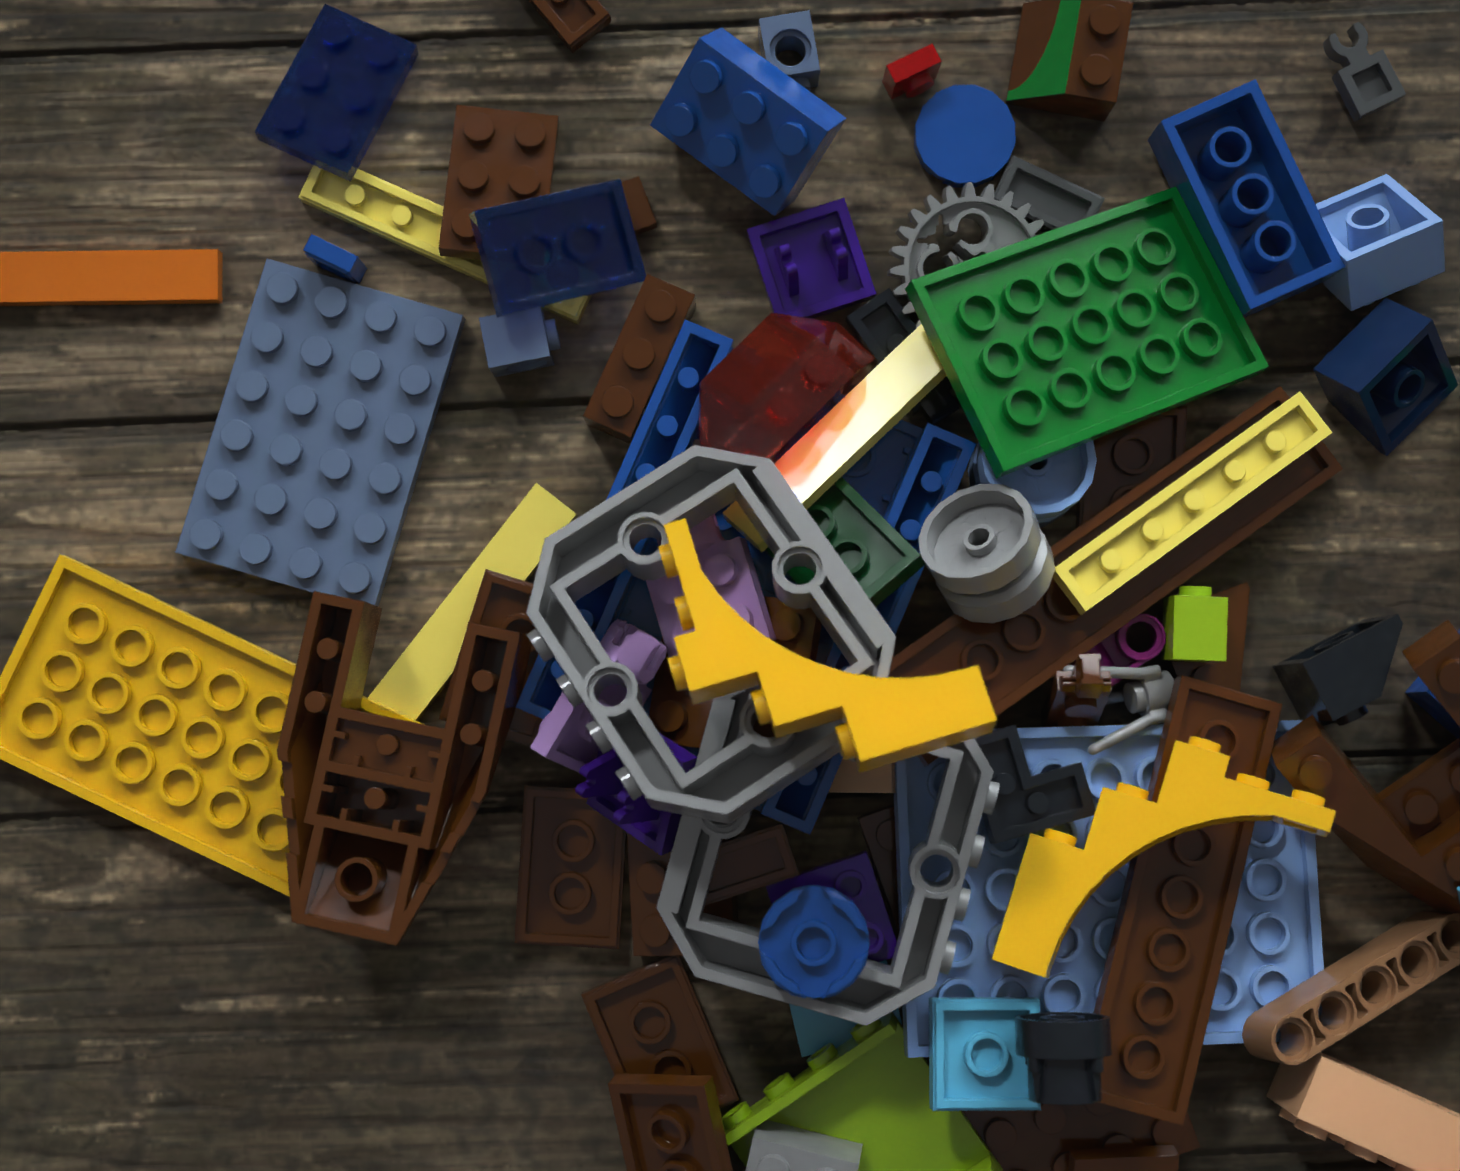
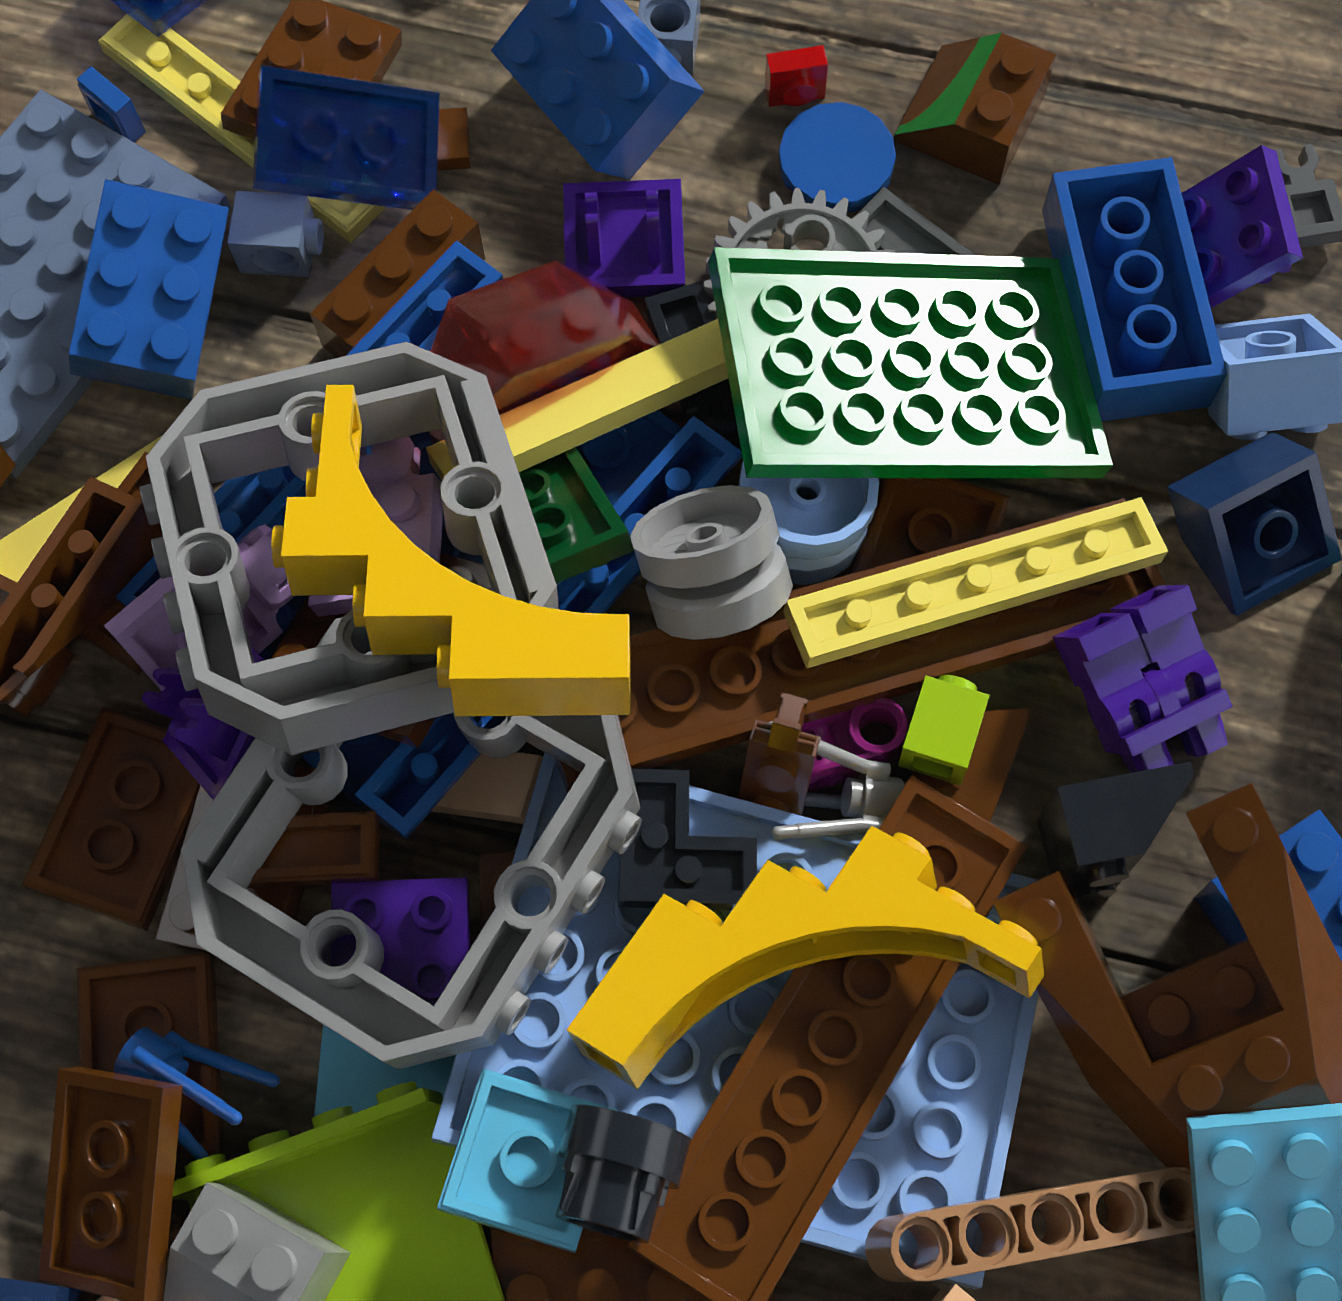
camera: 20 degrees right, 15 degrees down
(440, 429) = (147, 290): none -> blue brick
(676, 1056) = (161, 1059): none -> blue plant
(813, 942) = (350, 936): blue tile -> none
(1324, 119) = (1242, 225): none -> dark purple plate
(1337, 537) = (1147, 678): none -> dark purple hips

